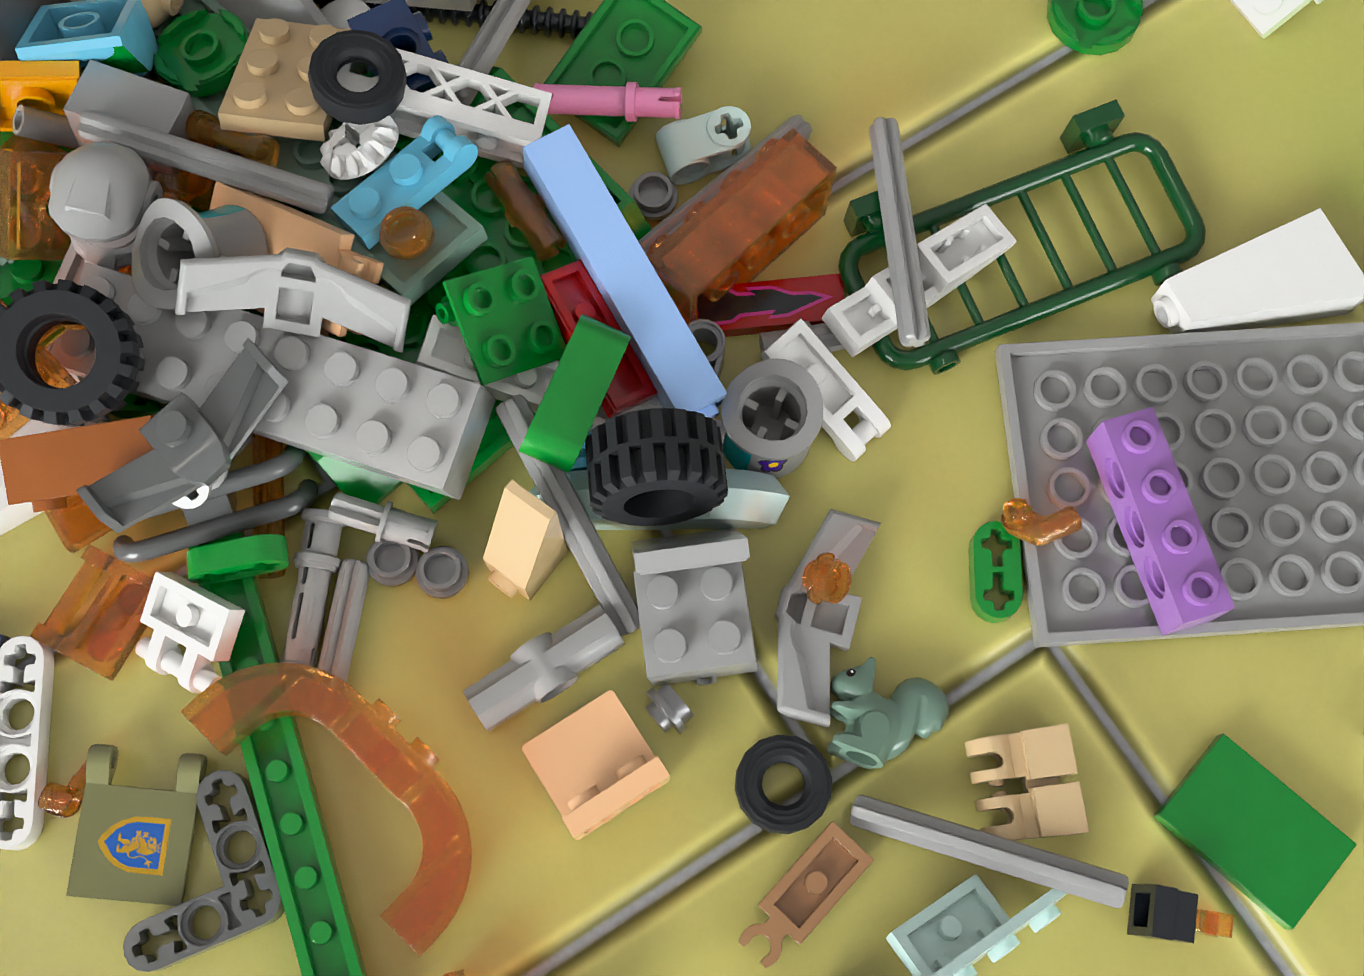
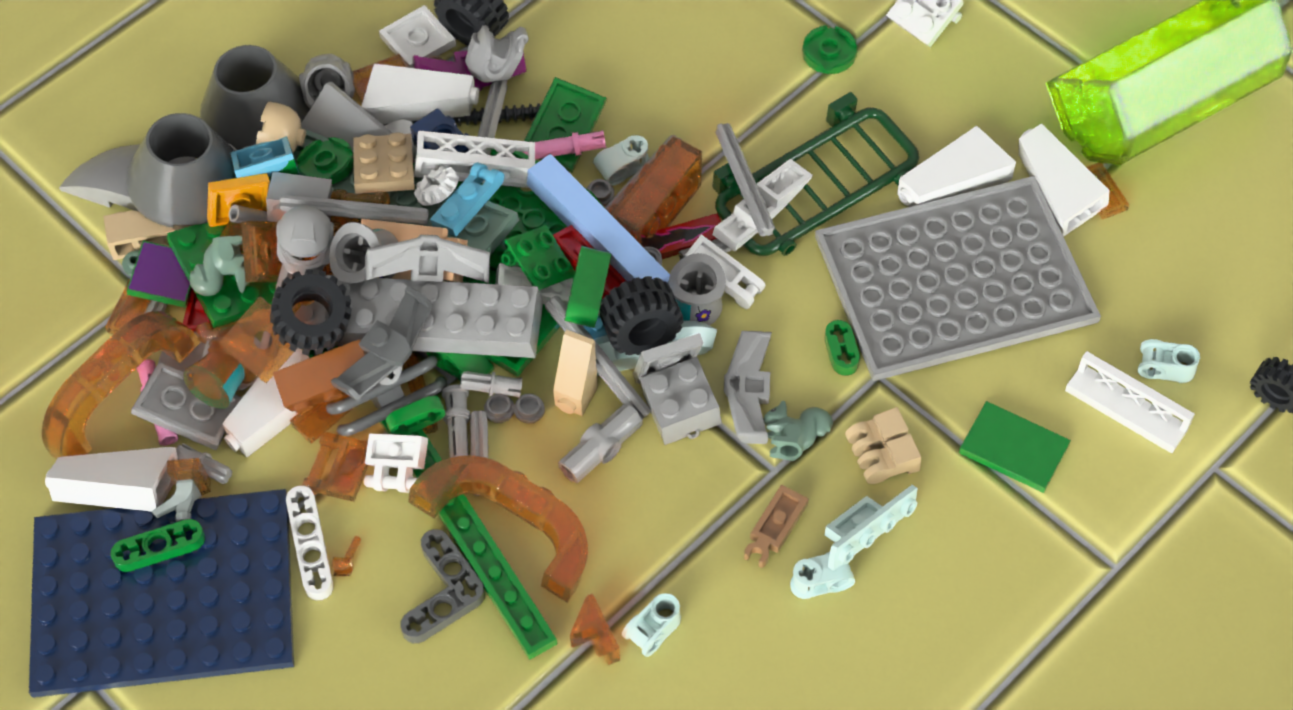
camera: 10 degrees left, 15 degrees down
(134, 839) = (391, 575): olive flag -> none
(359, 47) = (430, 163): black tyre -> none
(406, 233) = (476, 222): clear orange plate -> none
(525, 210) = (532, 206): clear orange pin -> none
(595, 764) = (643, 486): light nougat bracket -> none
(668, 709) = (676, 449): flat silver plate -> none
(816, 779) = (749, 493): black tyre -> none
(827, 579) = (748, 362): clear orange plate -> none
(990, 851) = (868, 478): light grey axle -> none
(1036, 529) = (856, 316): clear orange arm -> none
(1158, 522) = (922, 297): medium lavender brick -> none
(1173, 915) = (975, 494): black piece -> none

